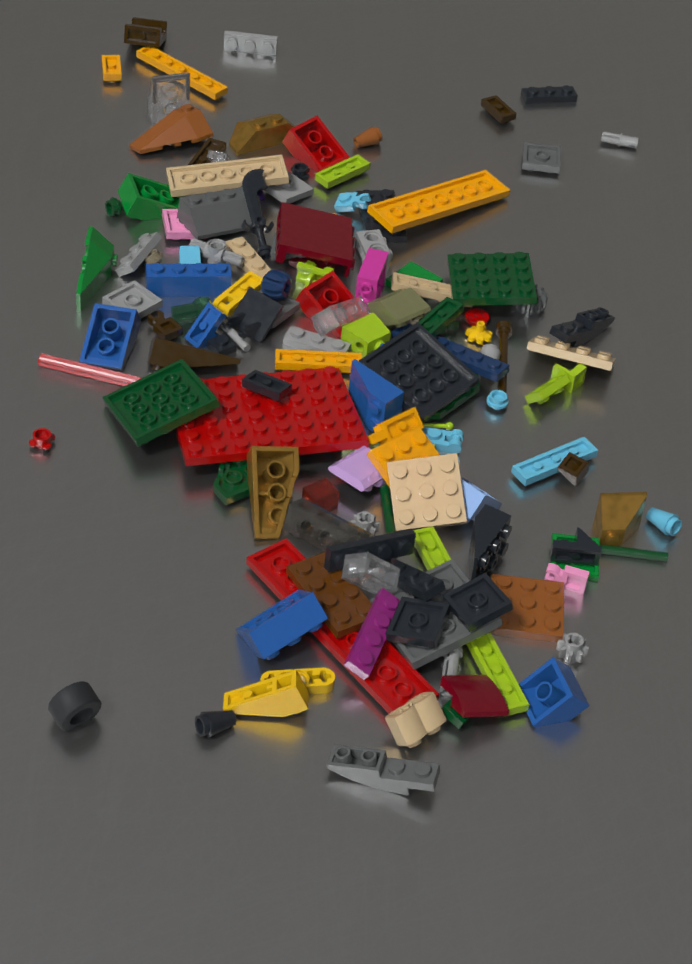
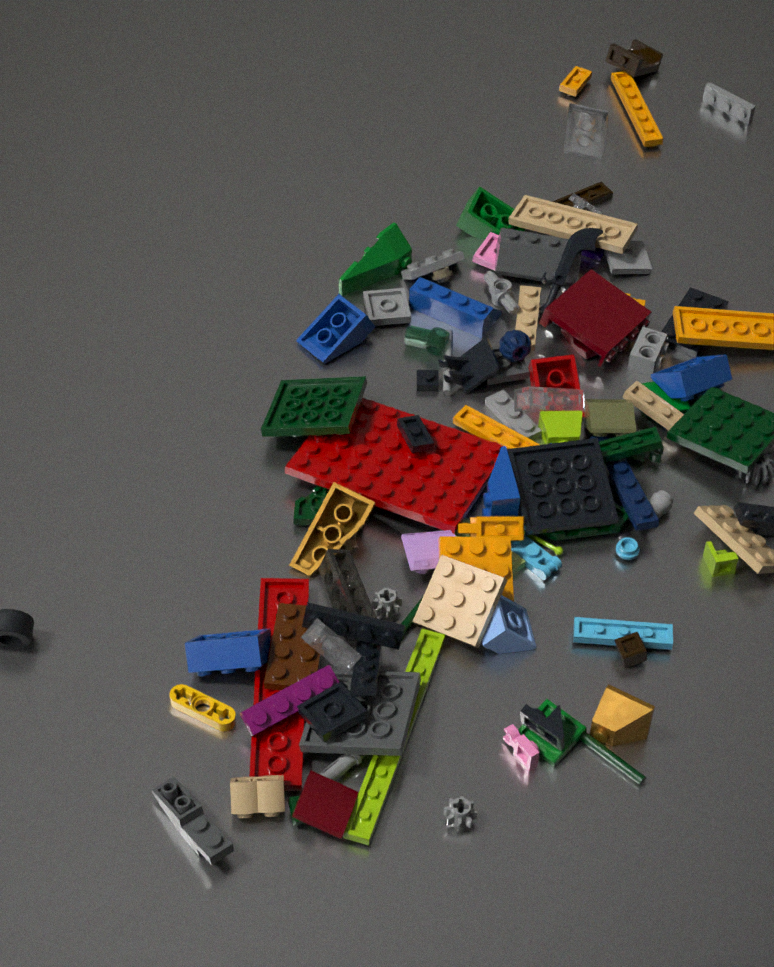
camera: 40 degrees right, 5 degrees up
(42, 439) = (202, 393): red plate -> none
(86, 370) = (292, 350): axle -> none
(113, 207) = (453, 213): dark green plate -> none
(165, 328) = (393, 341): dark brown plate -> none
(167, 352) = (377, 372): dark brown wedge -> none
(178, 126) = (581, 160): dark orange wedge -> none
(189, 254) = (475, 287): medium azure slope -> none
(205, 326) = (423, 357): blue slope -> none
(213, 722) = (104, 703): black cone -> none
(236, 292) = (472, 338): yellow plate -> none
(259, 133) = (657, 196): pearl gold wedge -> none
(271, 697) = (165, 708): yellow slope -> none
(300, 170) = (656, 247): black plate -> none
(309, 272) = (568, 346): lime hips -> none
(314, 145) = (691, 228): red slope -> none
(322, 494) = (372, 558): clear red brick -> none
(342, 171) = (696, 263): lime plate -> none
(349, 201) = (672, 295): medium azure plate -> none
(368, 138) = (753, 240): dark orange cone -> none
(372, 275) = (620, 367): dark pink window -> none
(426, 252) = (693, 376): none -> blue slope
(474, 315) = (689, 460): red piece -> none
(478, 333) = (675, 477): yellow plant -> none
(478, 602) = (391, 722): black plate -> none
(488, 540) = (466, 677): black slope -> none
(504, 331) = (699, 486): dark brown piece -> none
(536, 608) = (460, 754): dark orange plate -> none
(543, 392) = (694, 561): lime plate -> none
(553, 694) = (400, 843): blue slope -> none
(665, 521) = (672, 747): medium azure cone -> none

